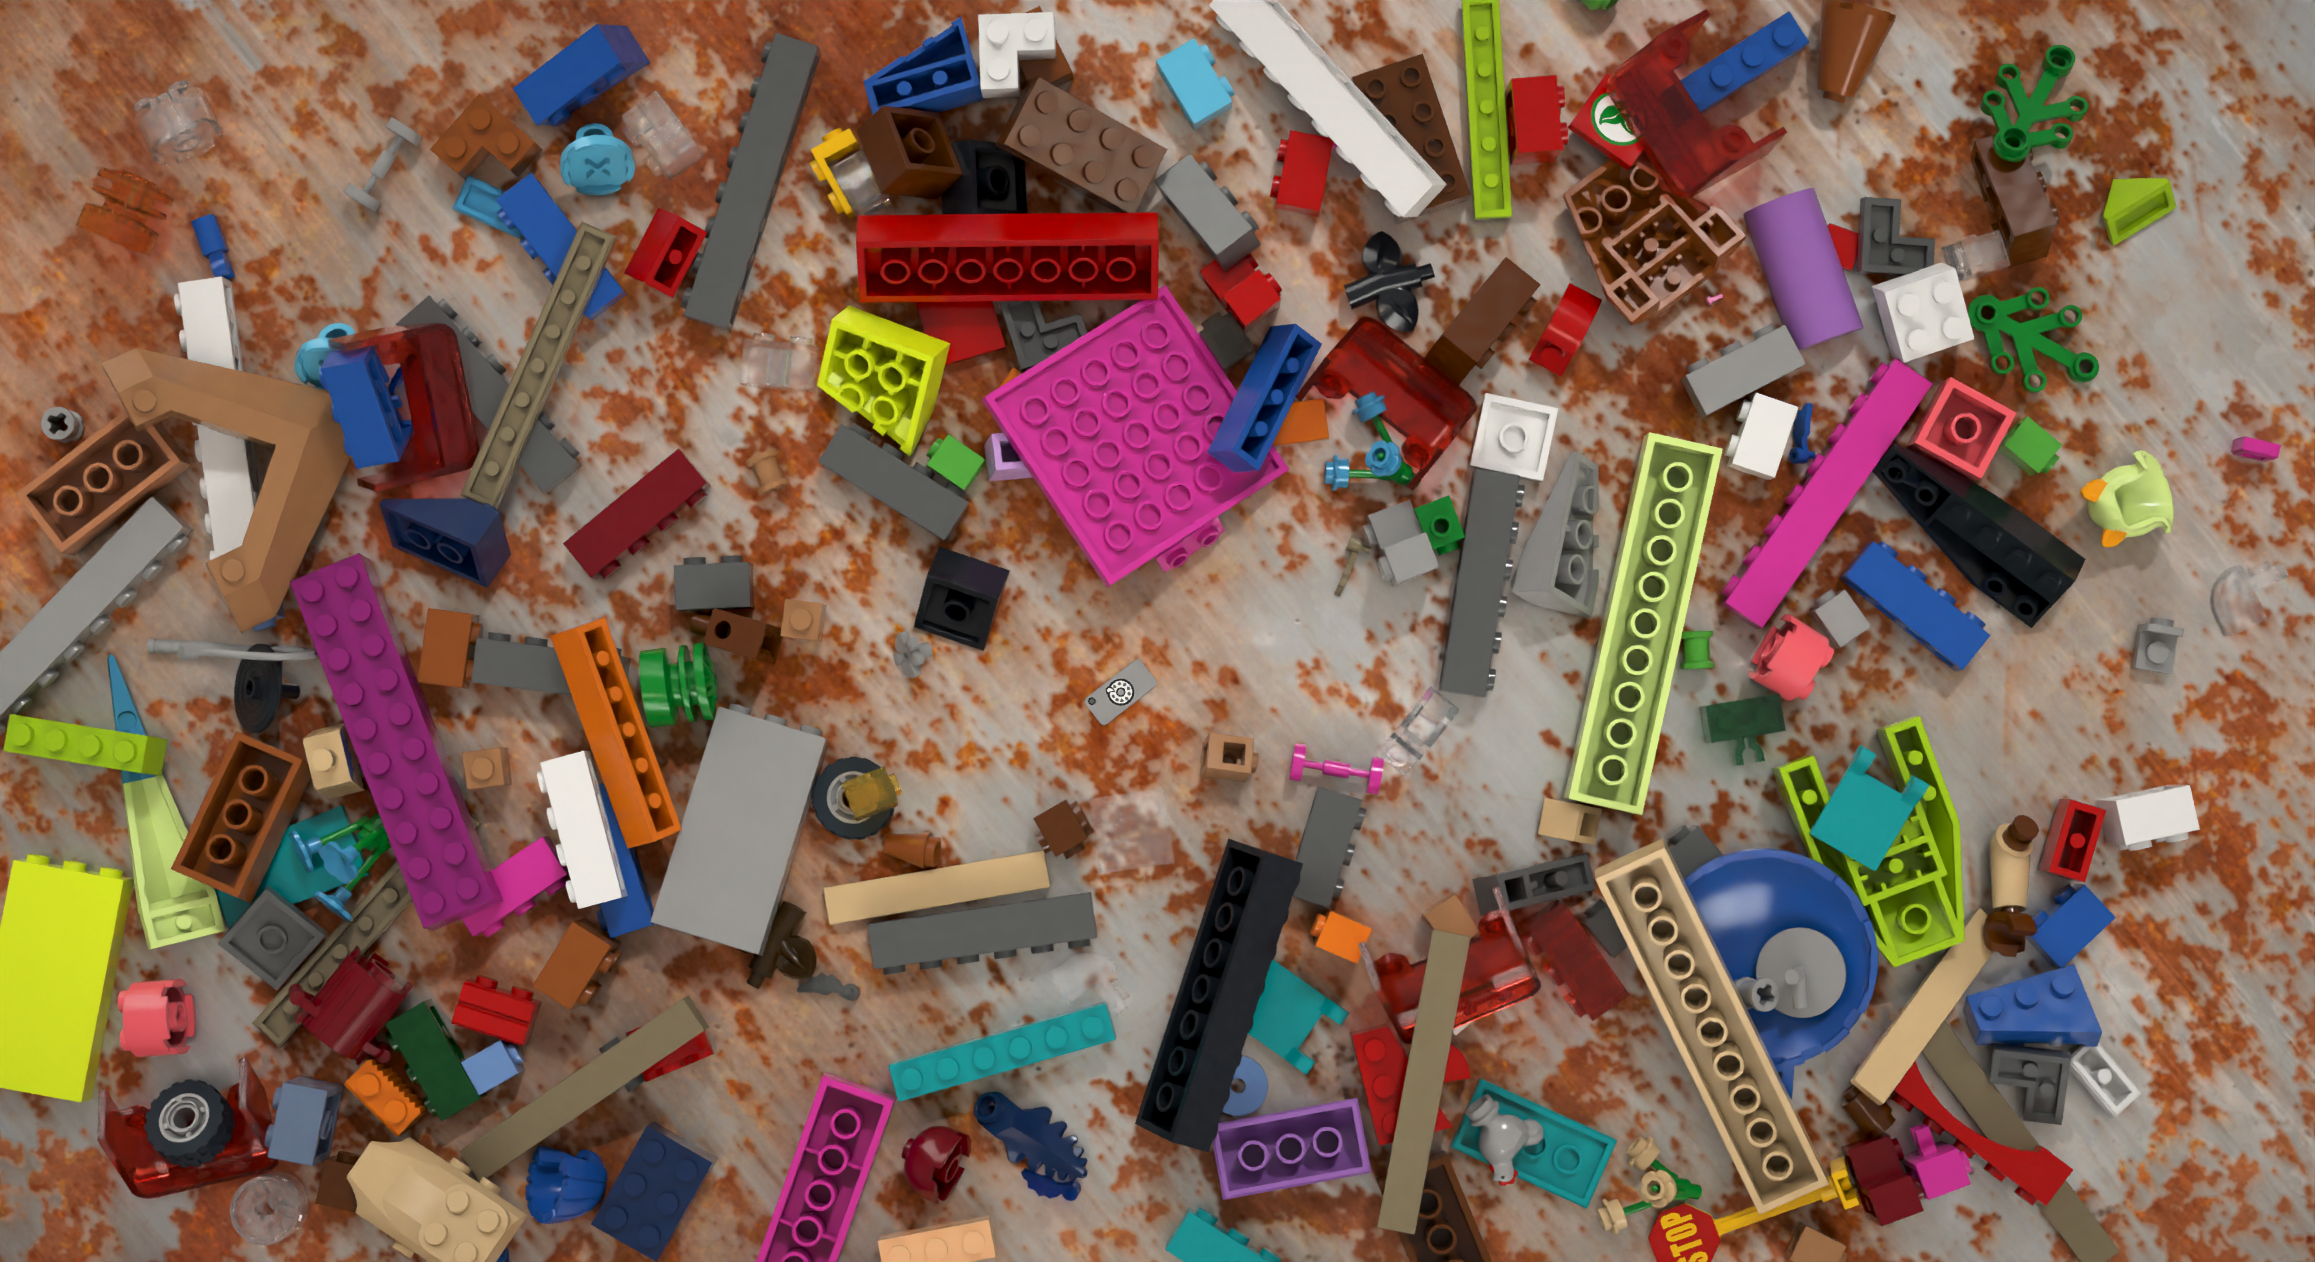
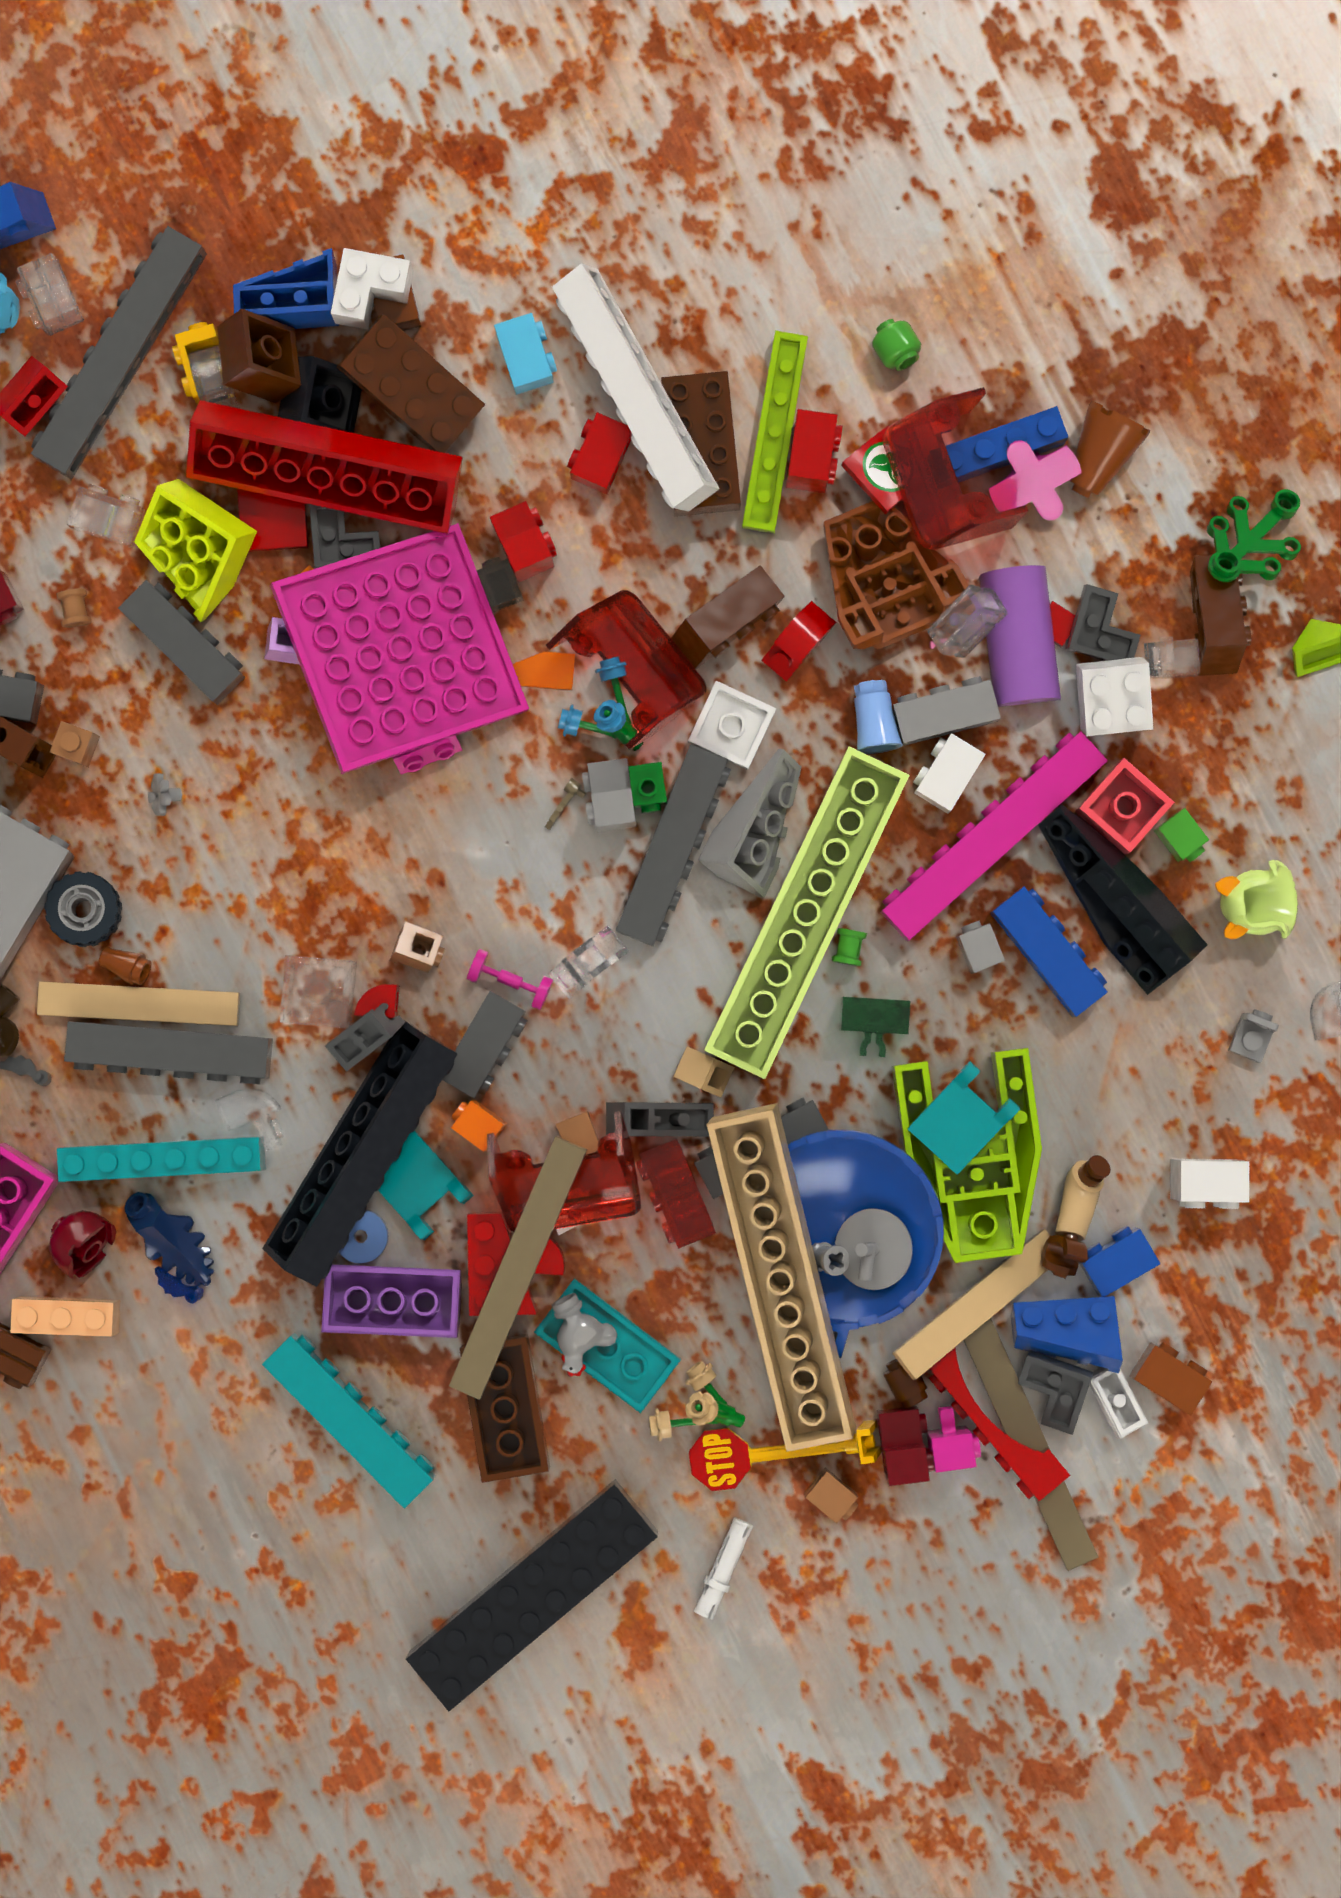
camera: 15 degrees right, 0 degrees up
(871, 793) = (96, 907): clear yellow brick -> none
(955, 462) = (239, 636): bright green brick -> none
(961, 598) = (217, 756): black slope -> none
(1063, 829) = (259, 977): reddish brown brick -> none
(1120, 692) = (338, 870): light grey sticker -> none
(1195, 868) = (363, 1036): none -> dark grey hinge
(1200, 826) = (376, 996): none -> red brick
(1209, 211) = (509, 466): brick -> none
(1264, 398) = (519, 640): blue brick -> none
(1389, 283) = (654, 566): black plant -> none
(1668, 394) = (875, 718): none -> light blue plant
(1745, 267) = (967, 621): none -> clear brick
(1783, 96) = (1034, 479): none -> piece
(1790, 659) = (928, 973): coral brick -> none
(1801, 431) = (980, 796): blue piece -> none
(2027, 336) = (1202, 739): green plant -> none
(2072, 840) = (1138, 1187): red brick -> none
(2154, 1039) = (1171, 1378): none -> dark orange brick

